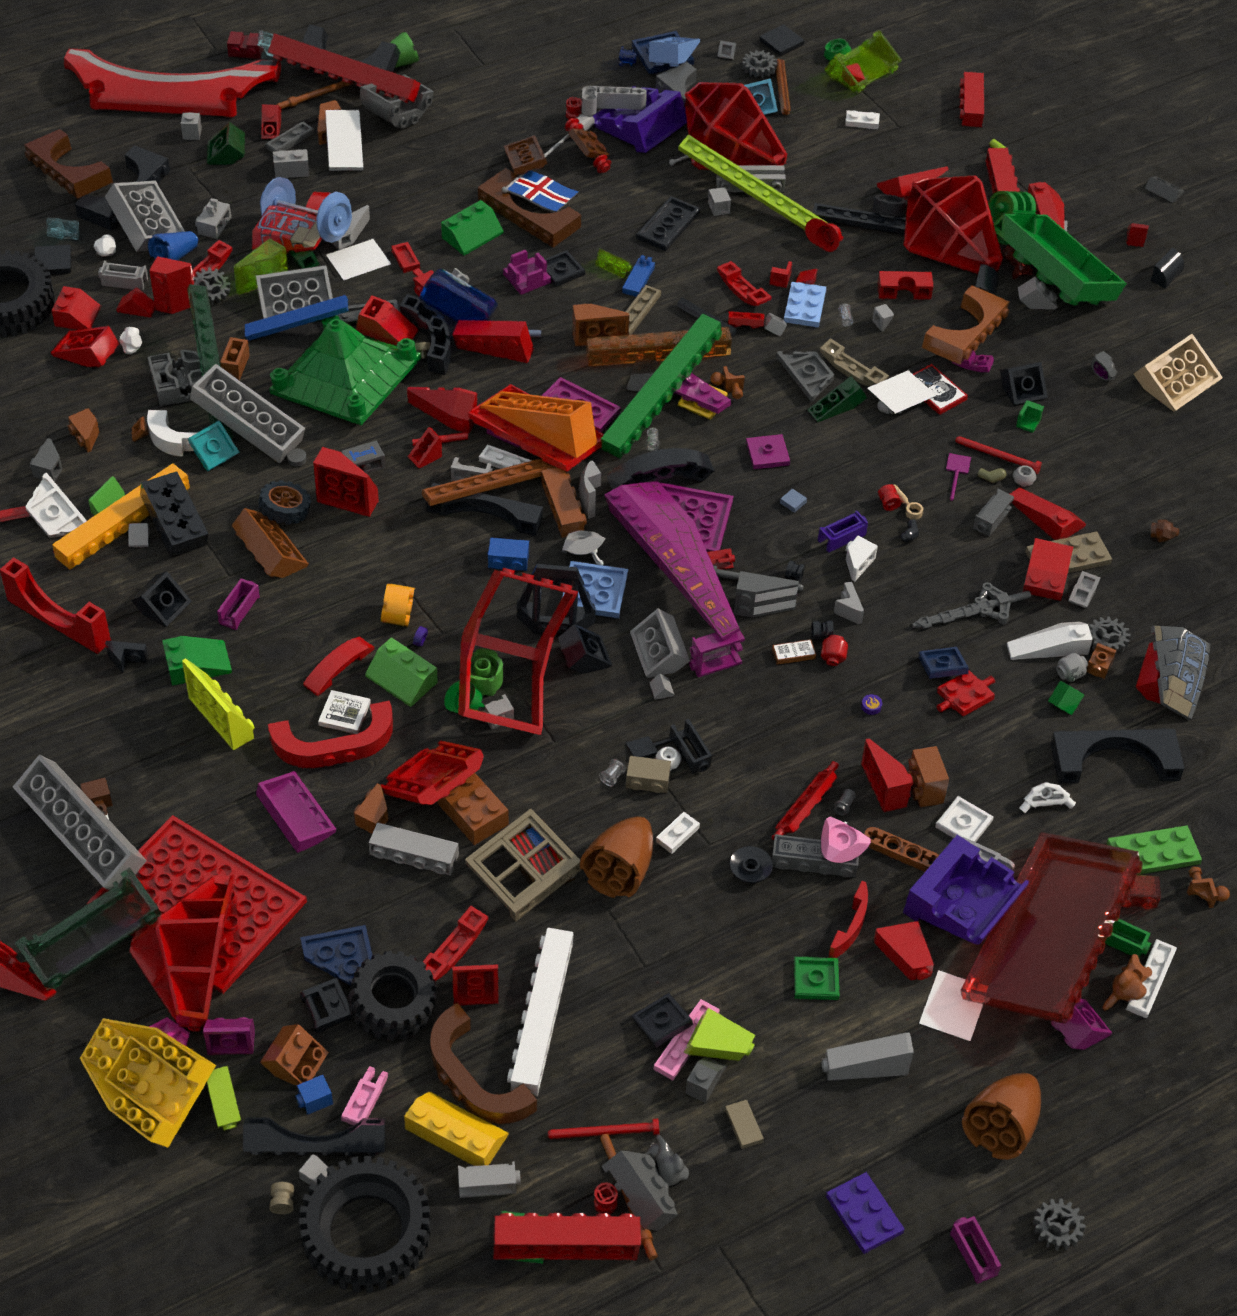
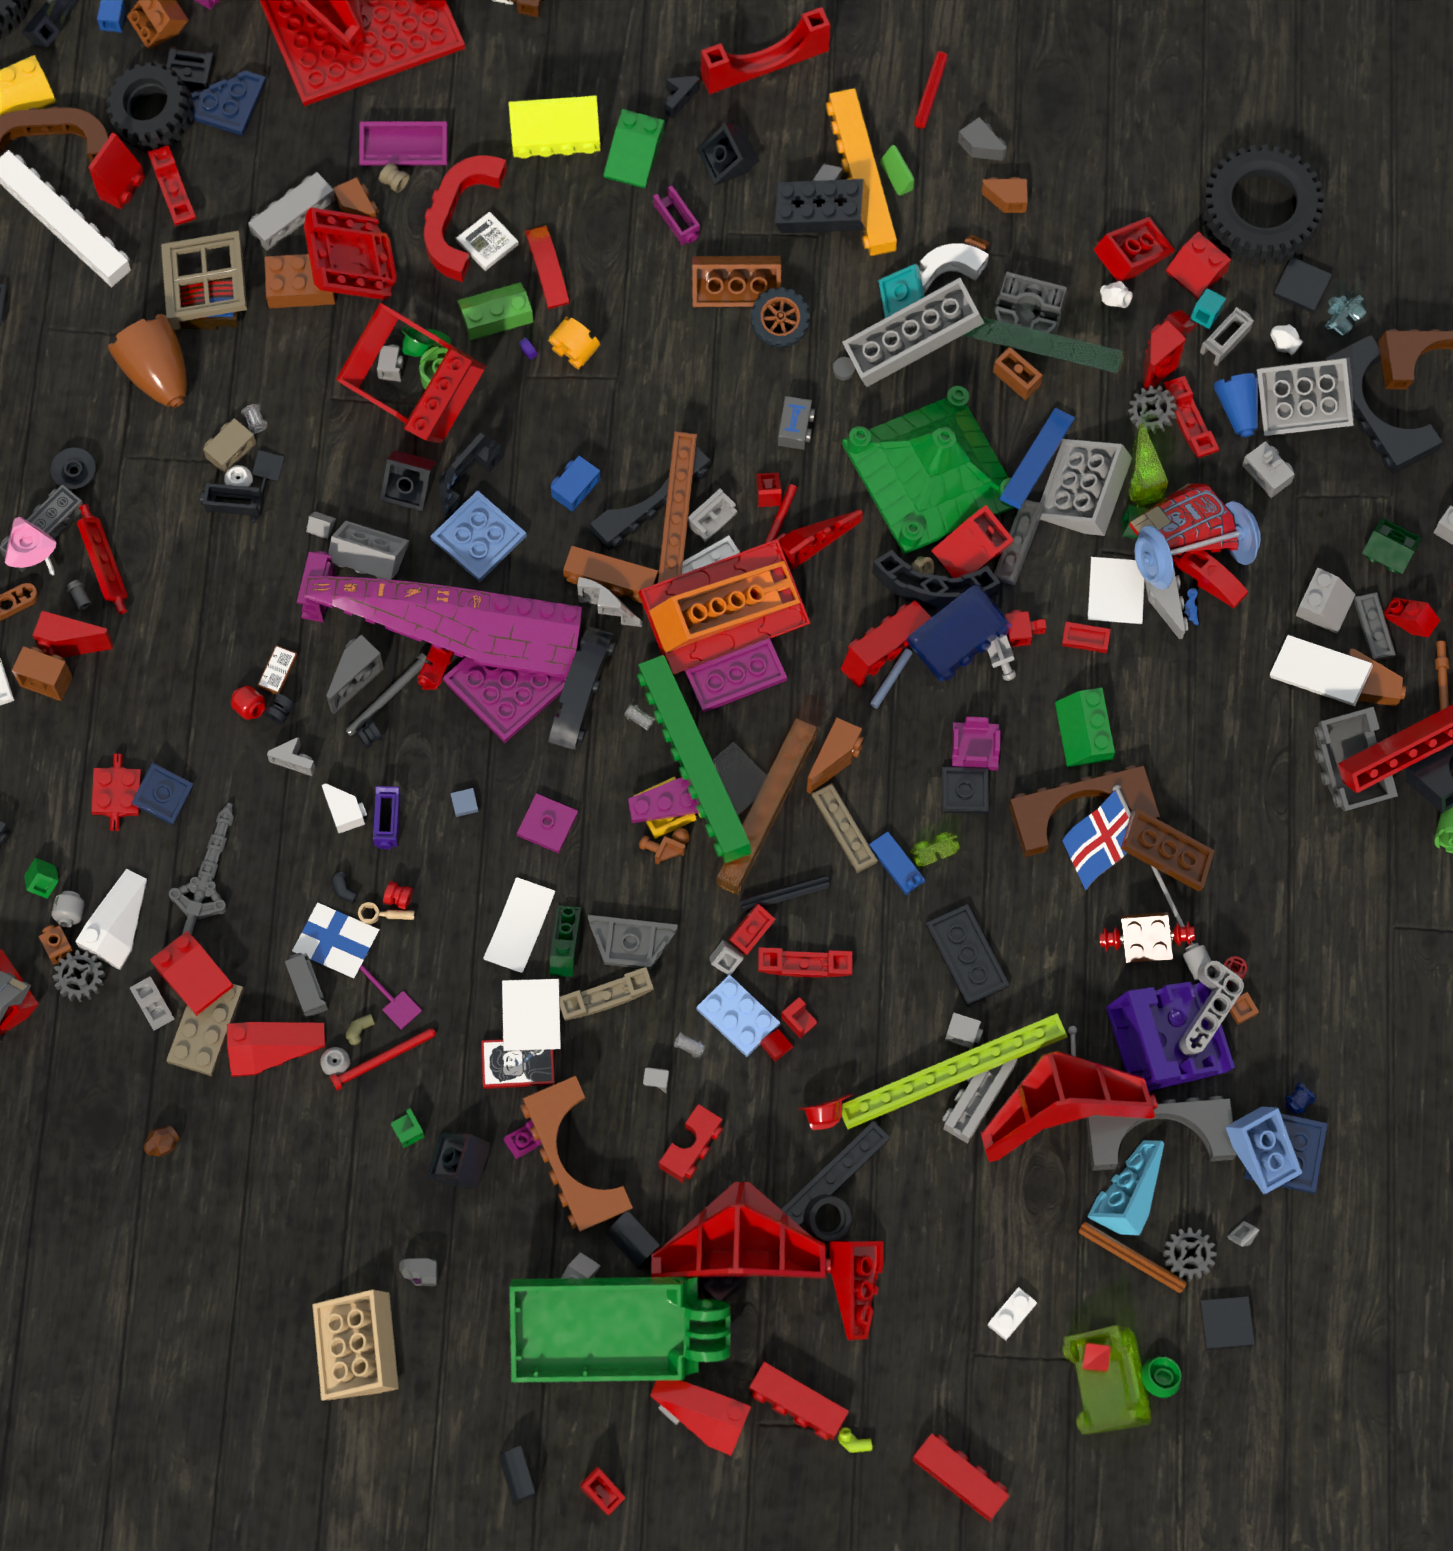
camera: 125 degrees right, 20 degrees up
(53, 509) = (904, 115): white wing -> none
(108, 290) = (1208, 308): none -> teal brick
(332, 797) = (394, 177): none -> dark tan wheel
(343, 483) = (756, 373): red slope -> none
(364, 1097) = (83, 48): bright pink hinge -> none
(583, 543) = (538, 554): light grey hat -> none
(677, 832) = (152, 433): white plate -> none
(849, 433) = (519, 925): none -> white sticker
(871, 704) = (167, 697): dark purple tile -> none
(948, 519) = (335, 940): none -> sticker

